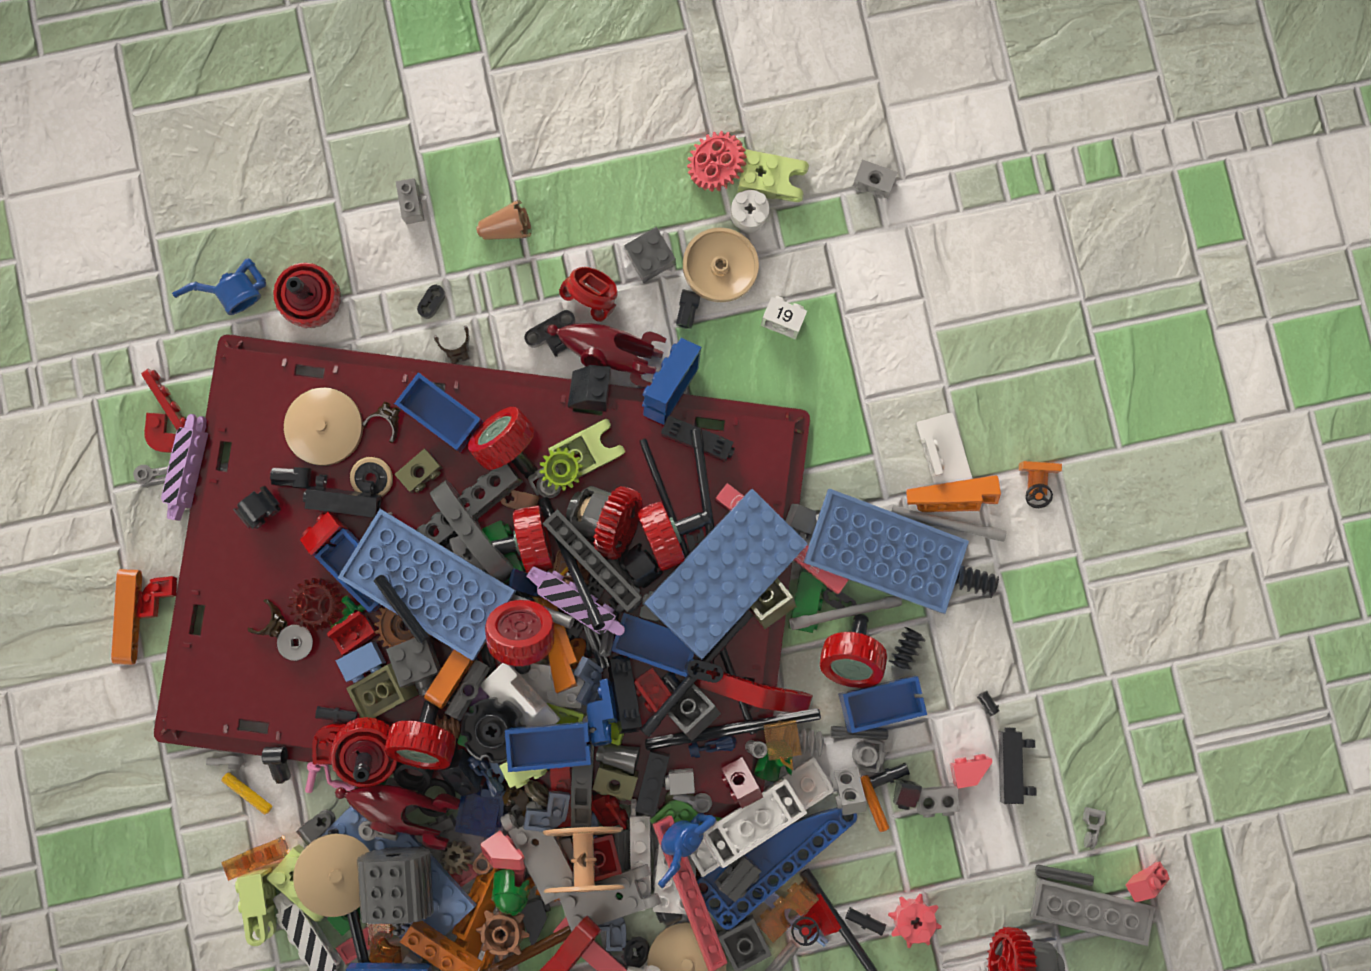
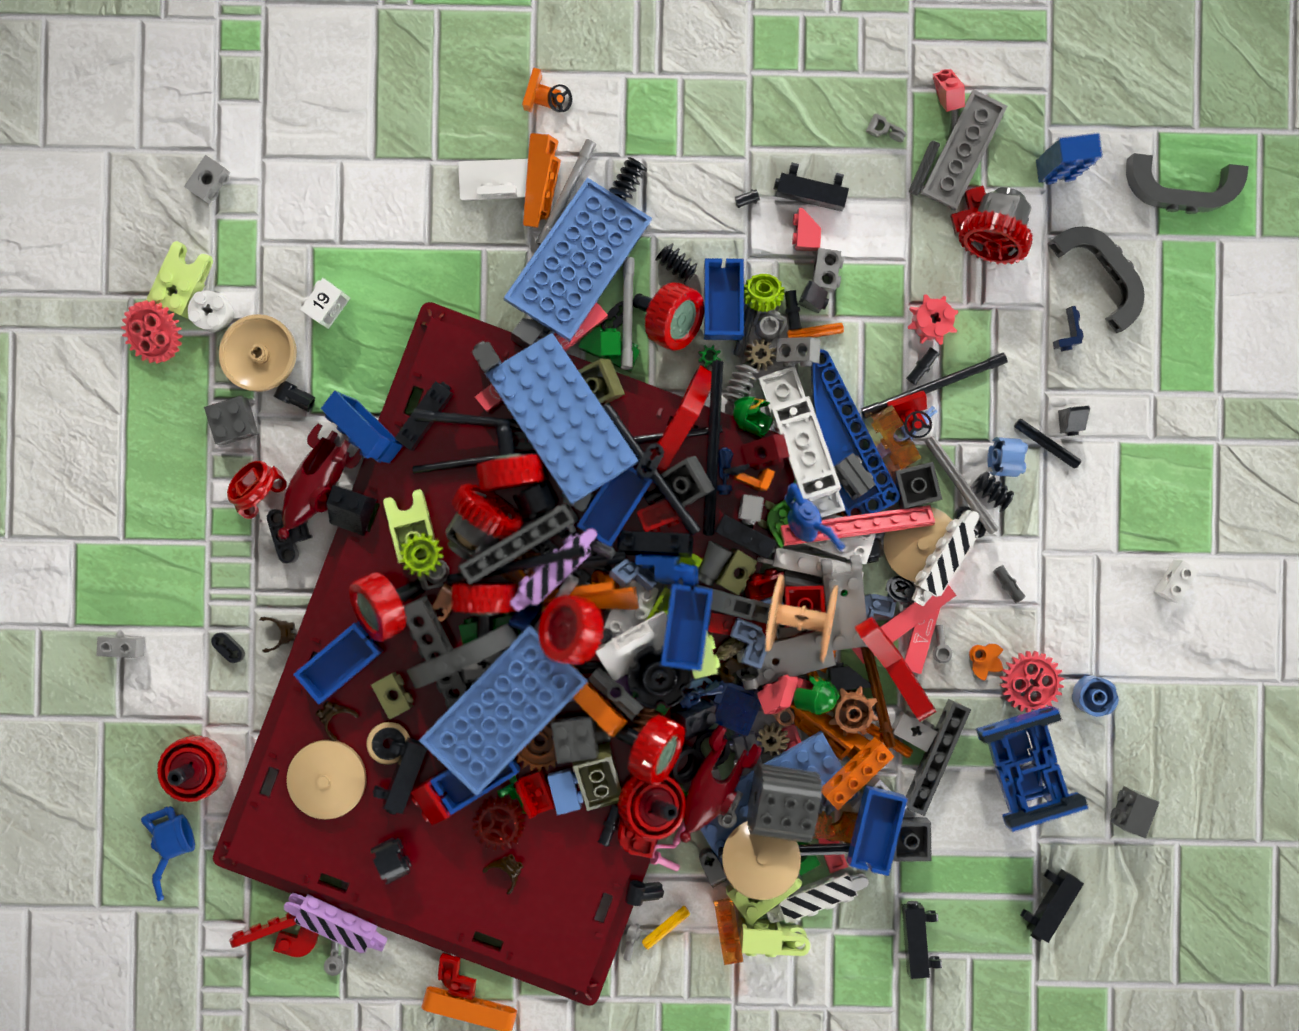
camera: 70 degrees left, 5 degrees up
(286, 644) = (527, 859): light grey piece -> none
(296, 477) = (370, 816): black piece -> none
(400, 608) = (520, 740): black axle -> none
(506, 223) = (165, 556): nougat cone -> none
(700, 802) = (775, 495): light grey plate -> none
(709, 786) = (760, 484): none -> orange piece
(756, 748) = (737, 428): light grey pin -> none
(768, 485) = (486, 356): none -> dark grey brick
(782, 740) = (734, 402): clear orange piece -> none
(811, 603) = (610, 343): none -> green brick
(823, 696) = (704, 353): none -> green gear
(842, 748) = (765, 359): none -> dark tan gear
(899, 742) = (763, 292): none -> lime gear
(1045, 933) = (973, 198): none -> red plate

